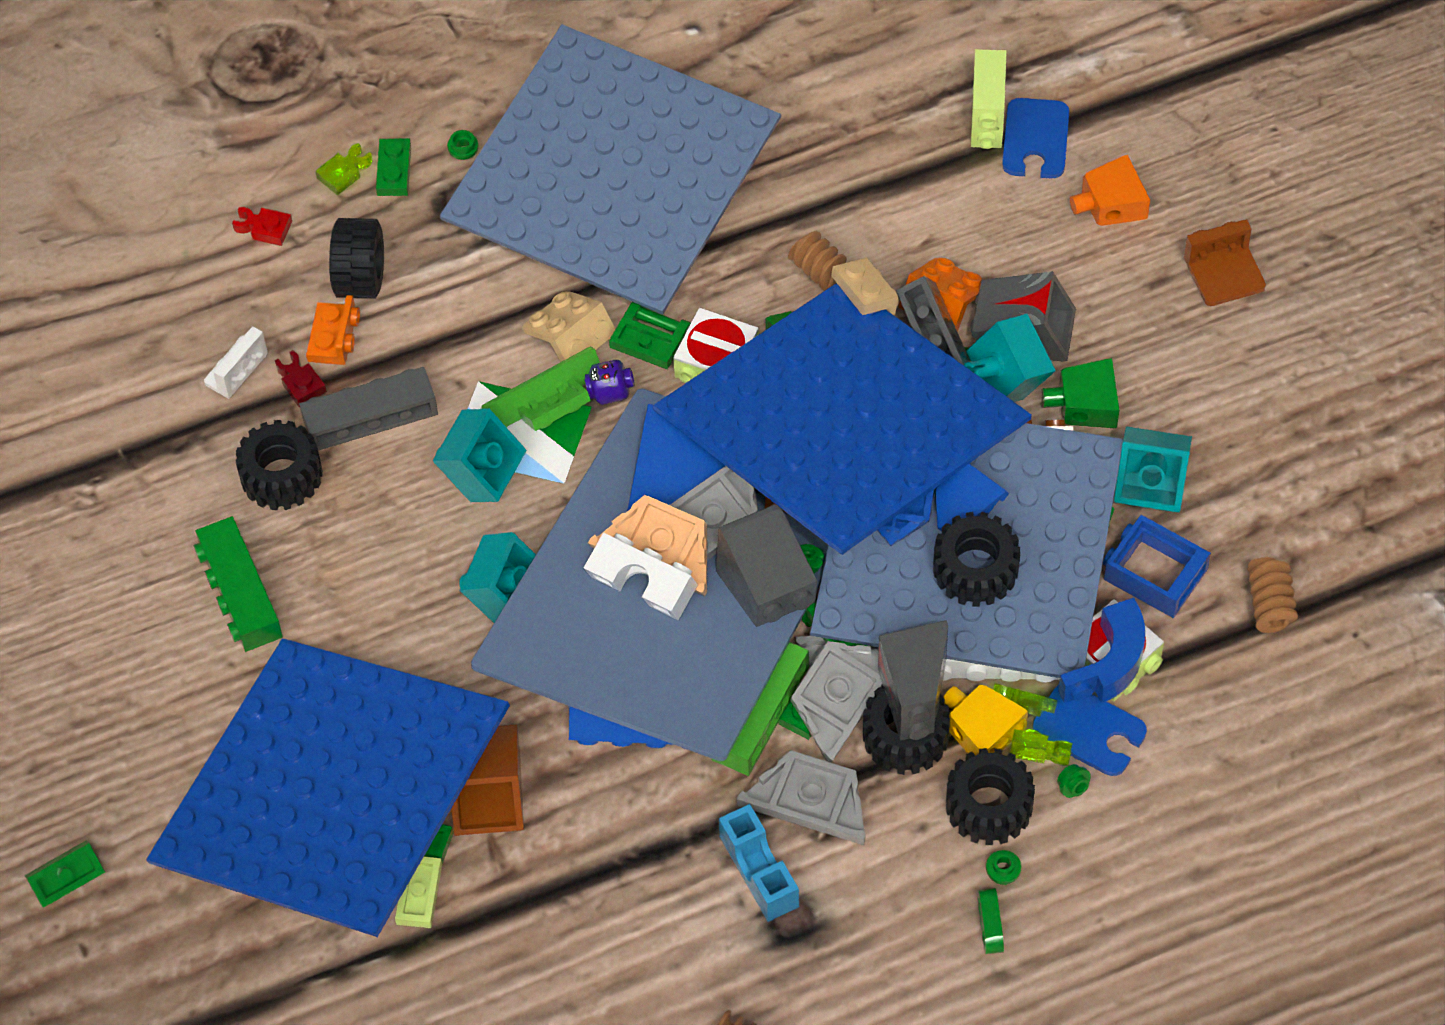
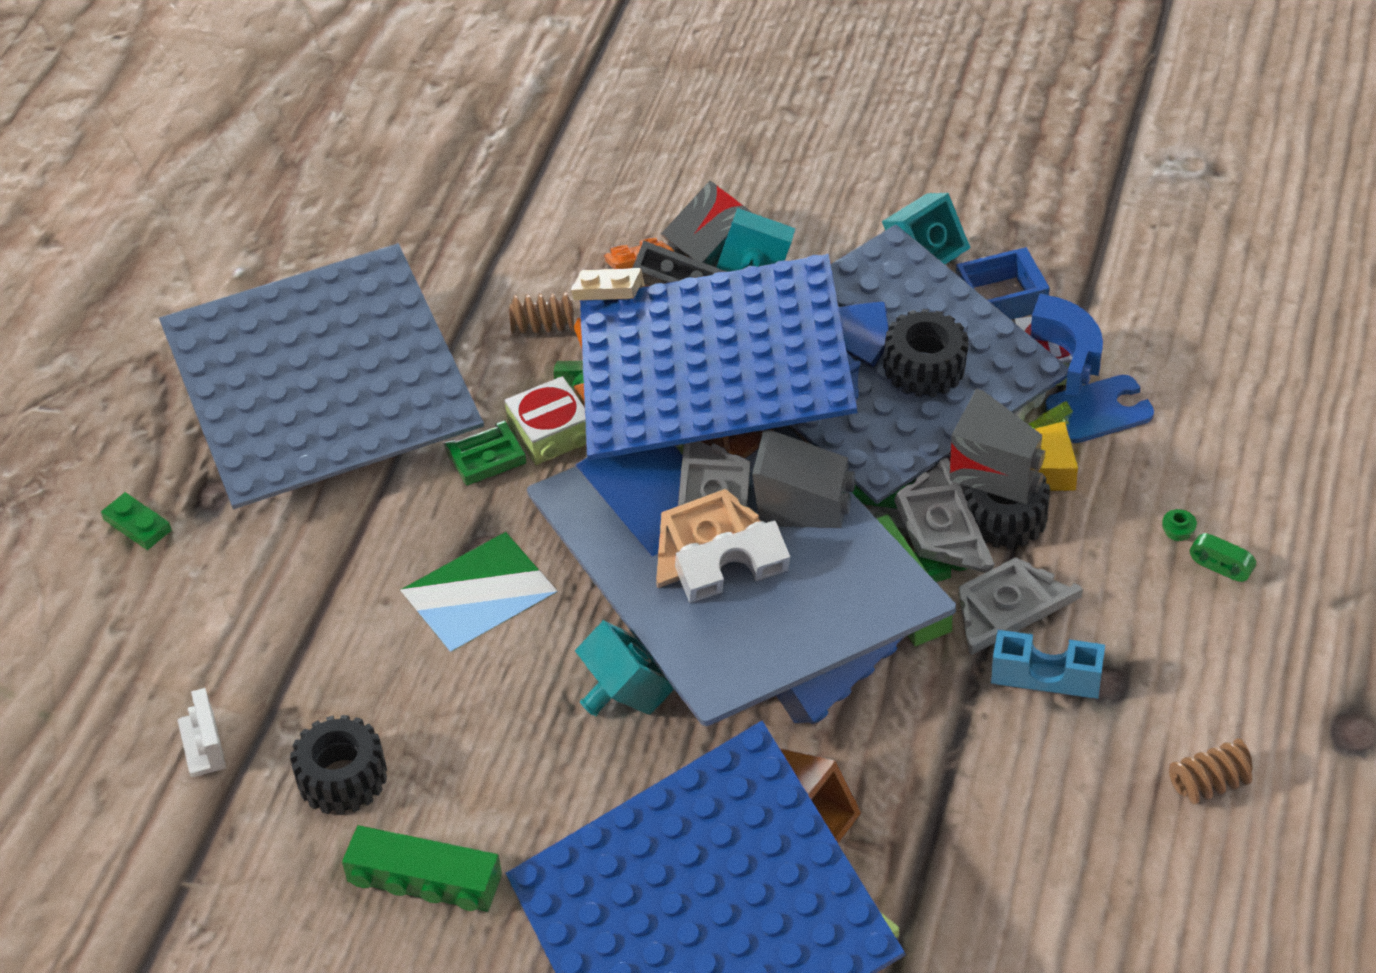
camera: 50 degrees left, 10 degrees down
(267, 226) = (87, 638): red plate -> none
(300, 382) = (268, 707): dark red plate -> none
(332, 332) = (247, 653): orange bracket -> none
(343, 171) = (101, 554): clear neon green plate -> none
(356, 258) = (207, 582): black tyre -> none
(369, 408) = (352, 666): dark grey brick -> none
(459, 139) = (171, 463): green plate -> none
(479, 455) = (485, 617): teal brick -> none
(547, 394) = (472, 547): bright green bracket -> none
(571, 324) = (420, 489): tan bracket -> none
(609, 382) = (502, 500): dark purple head -> none
(988, 98) = (498, 120): yellowish green window -> none
(996, 772) = (1110, 509): black tyre -> none
(1035, 747) = (1092, 442): clear neon green plate -> none
(1036, 129) = (557, 142): blue piece -> none
(1073, 780) = (1142, 438): green plate -> none
(1086, 395) = (820, 235): green torso -> none
(1113, 194) = (663, 130): orange torso -> none
(1223, 263) = (783, 113): dark orange bracket -> none
(1272, 594) = (1086, 242): medium nougat piece -> none

